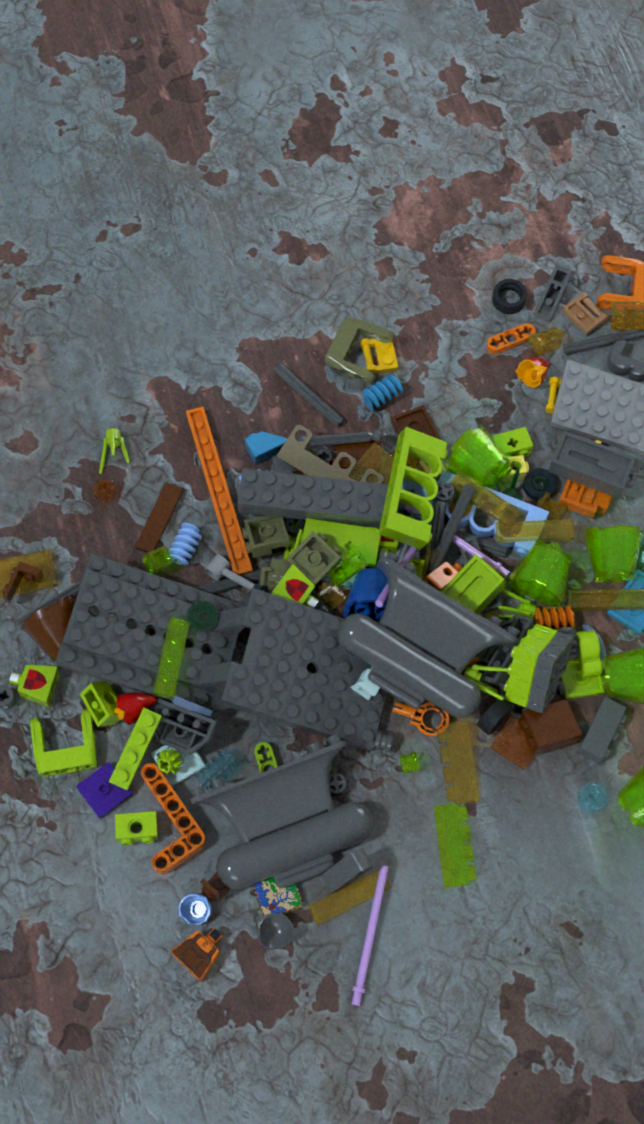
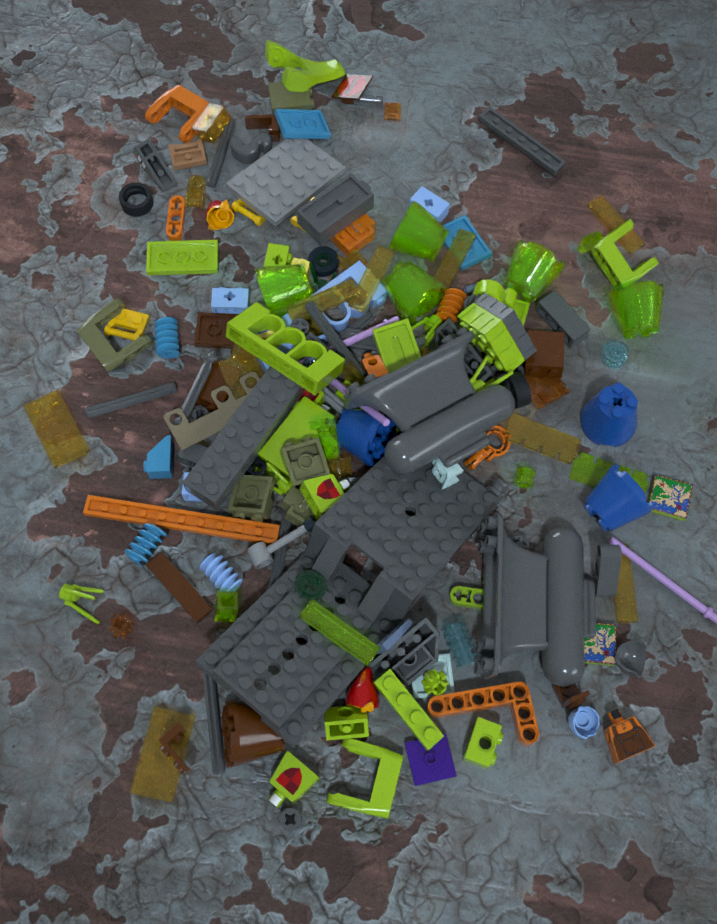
camera: 65 degrees left, 0 degrees up
(182, 472) = (144, 543): none -> dark azure piece
(251, 352) = (56, 429): none -> clear yellow plate
(425, 854) = (617, 500): none -> blue cone
(448, 424) = (230, 300): none -> light blue brick
(462, 910) = (670, 497): none -> tile
(472, 364) = (182, 257): none -> lime plate
(508, 827) = (610, 416): none -> blue cone

